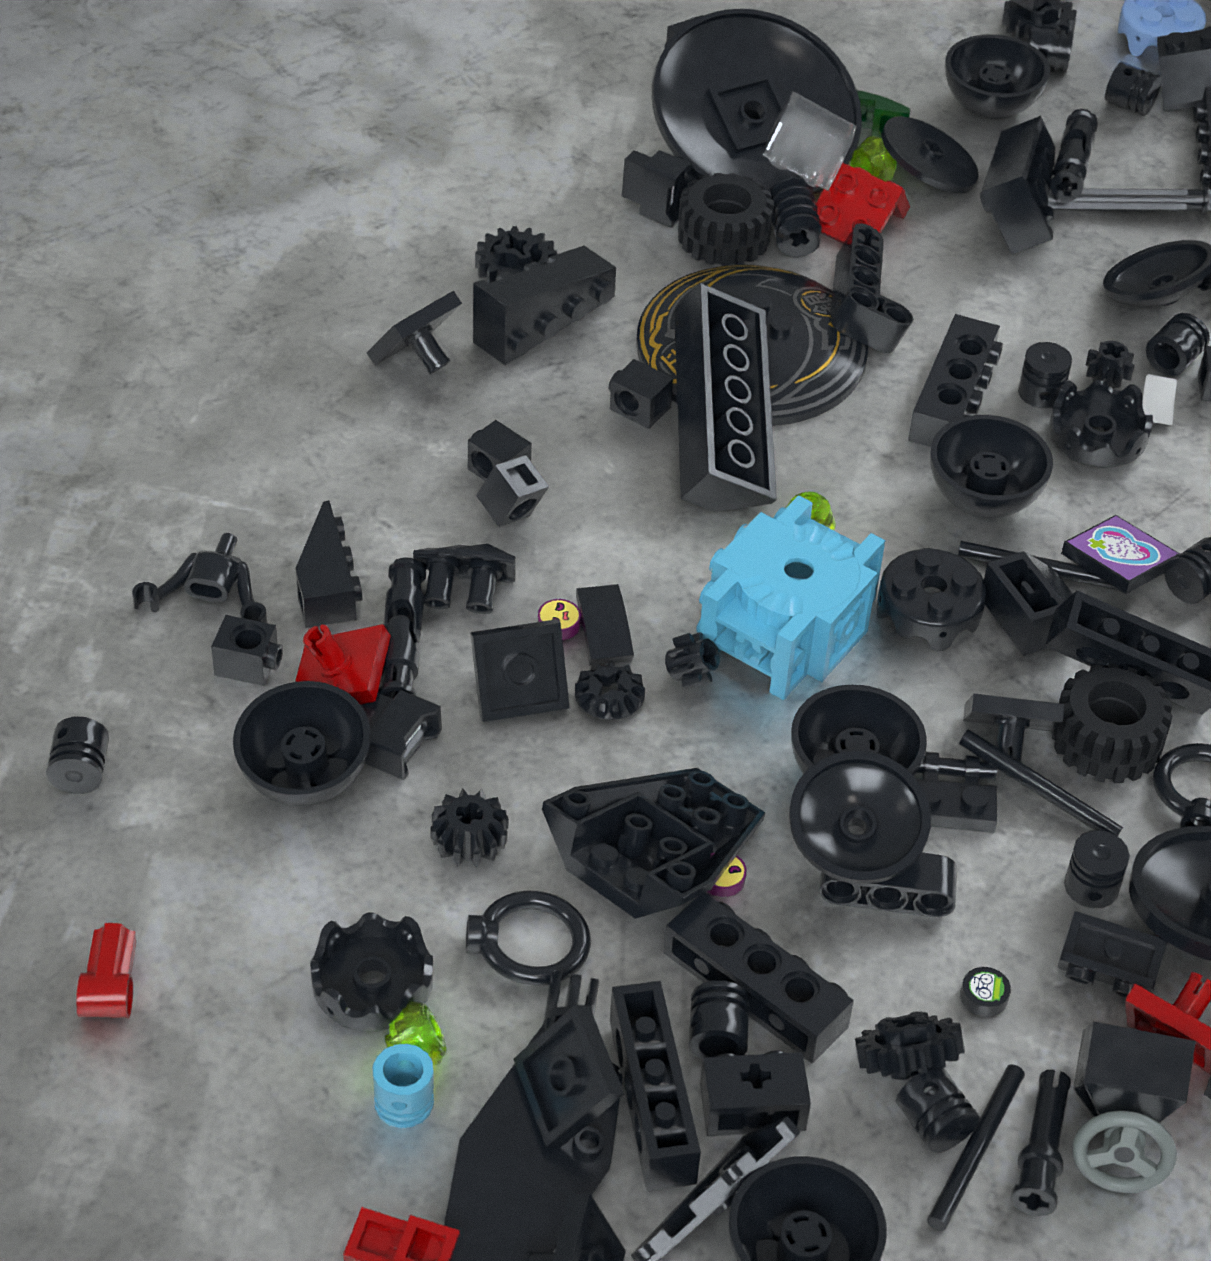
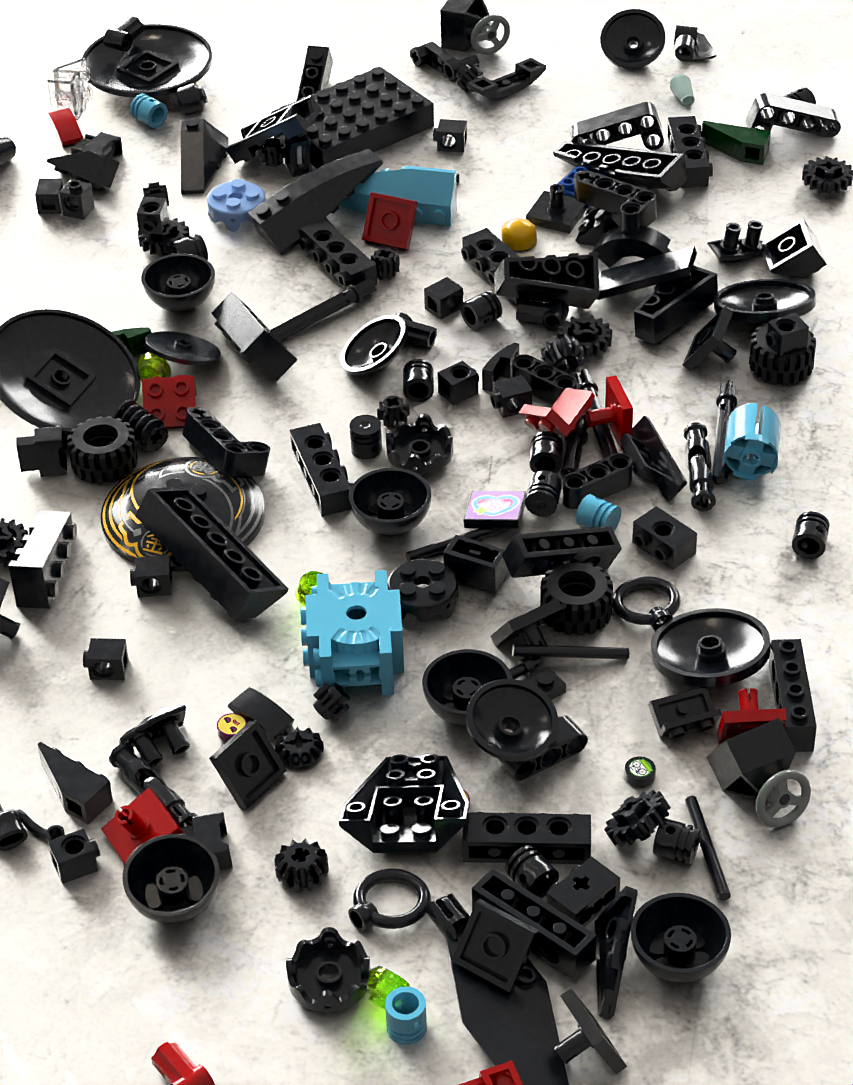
camera: 35 degrees left, 5 degrees down
(77, 755) = (40, 978): black piece -> none
(512, 490) = (140, 672): black brick -> none
(809, 141) = (118, 375): clear slope -> none
(1041, 1160) = (744, 831): black pin -> none
(1074, 155) = (264, 305): black piece -> none
(1096, 869) = (638, 675): black piece -> none
(1133, 88) = (257, 250): black piece -> none

